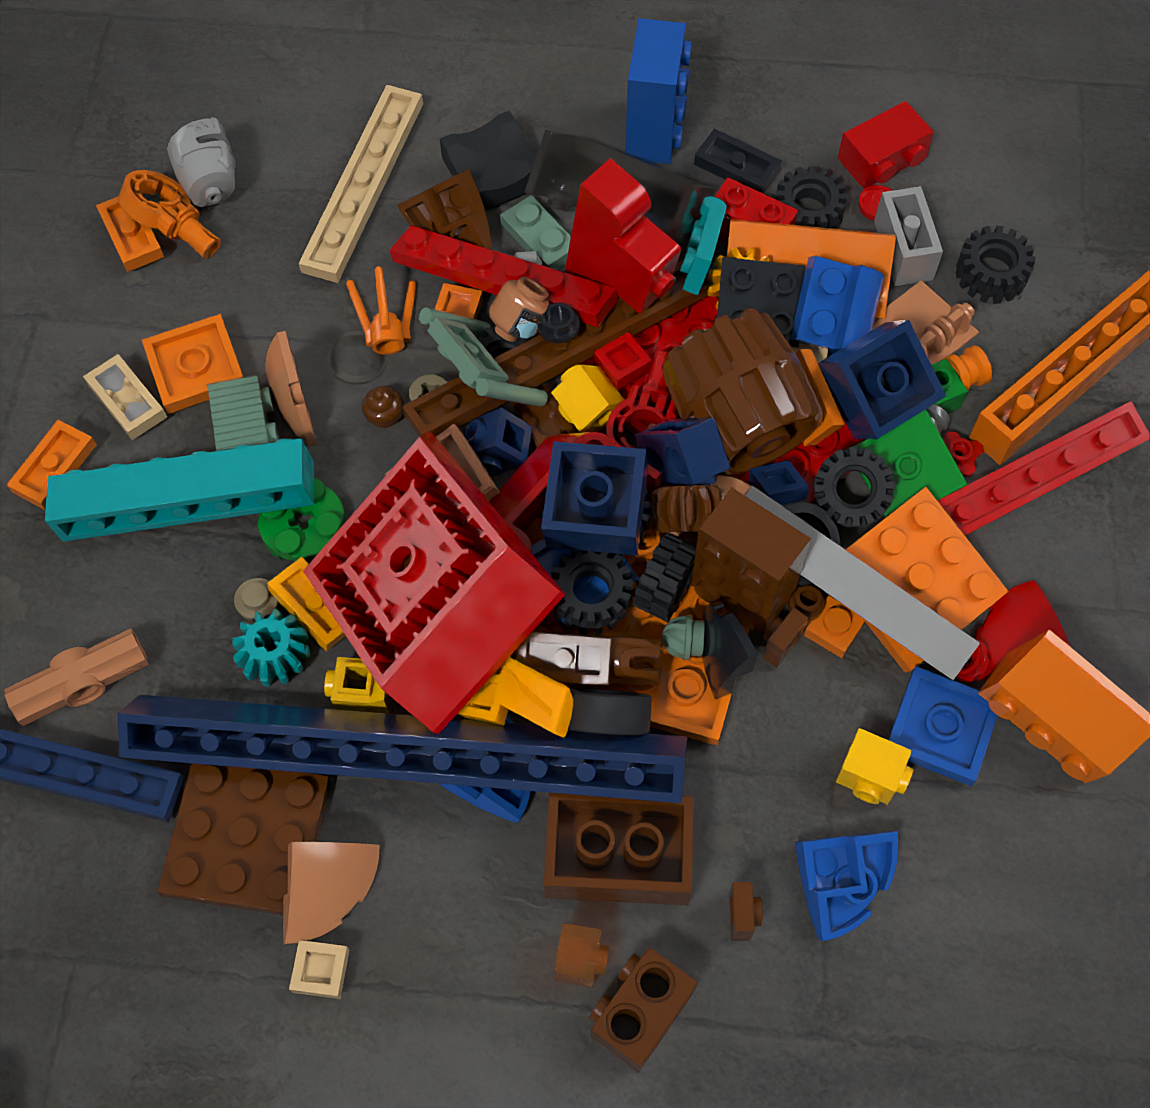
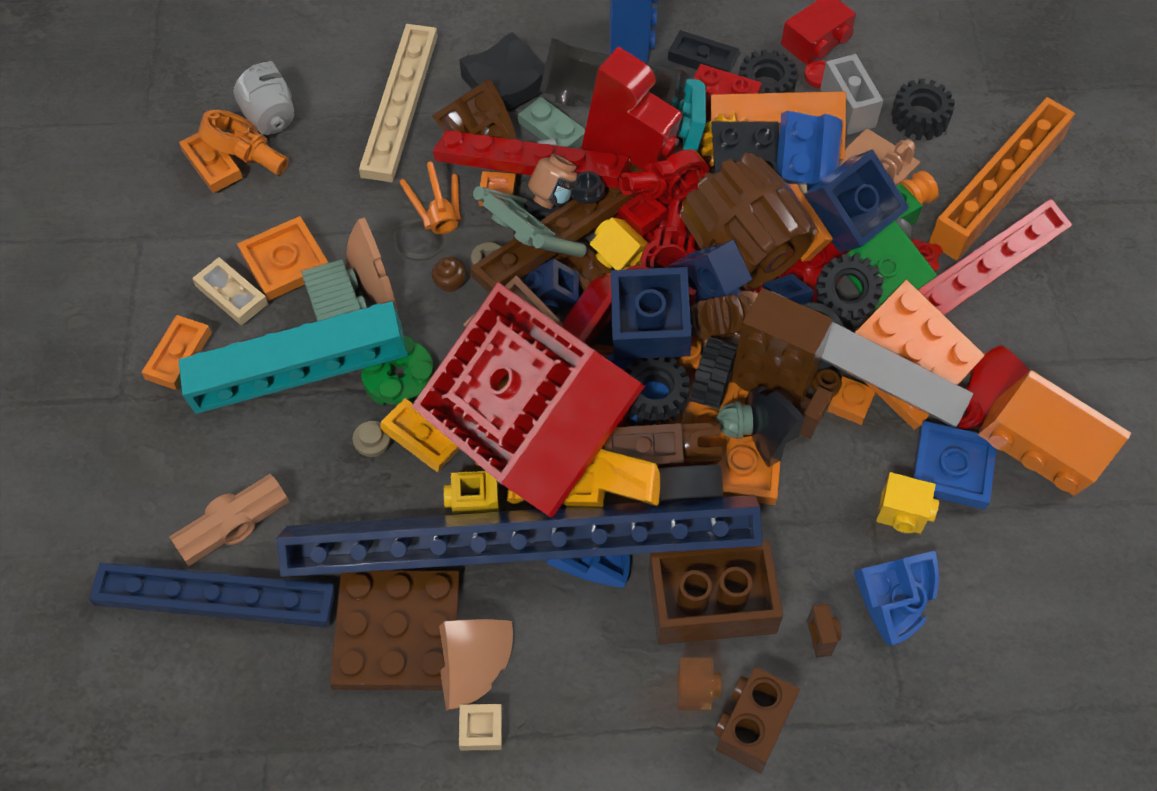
camera: 10 degrees left, 5 degrees down
(274, 630) = (405, 470): teal gear -> none
(651, 321) = (662, 179): none -> red pin

